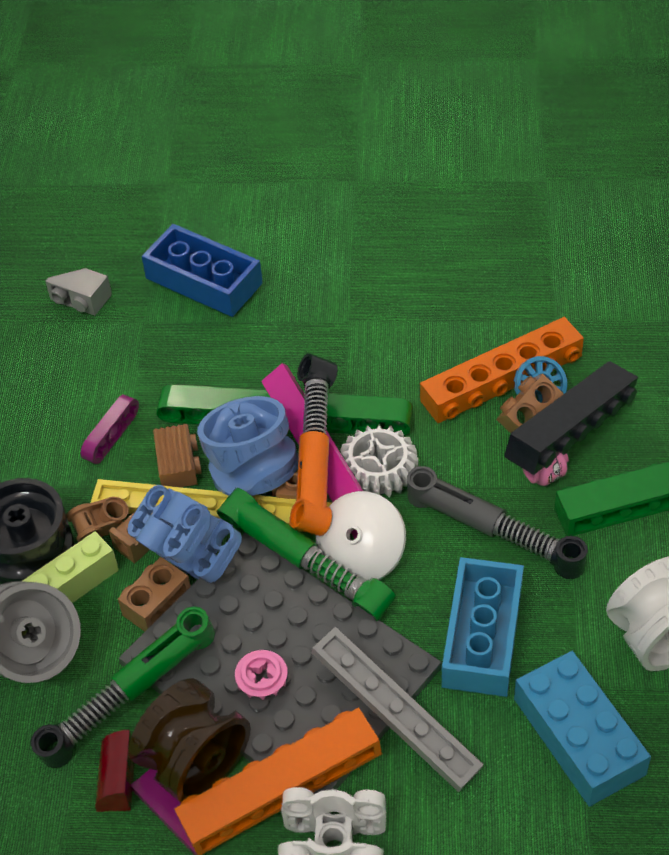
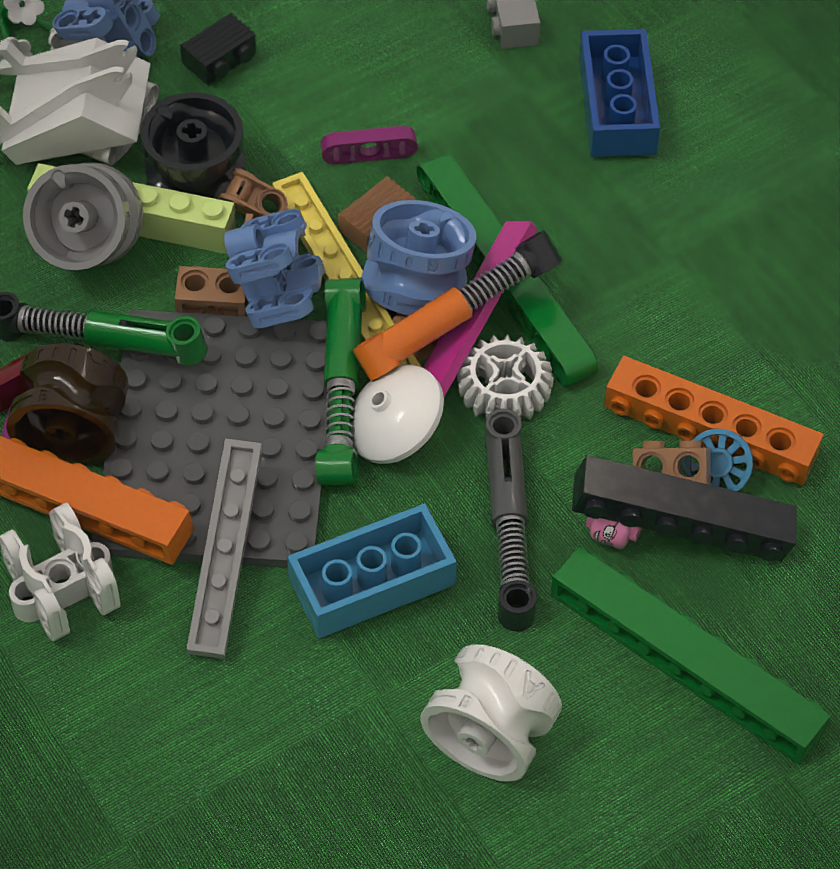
camera: 50 degrees right, 5 degrees up
(255, 663) = (197, 415): bright pink gear -> none
(581, 728) = (321, 714): dark azure brick -> none

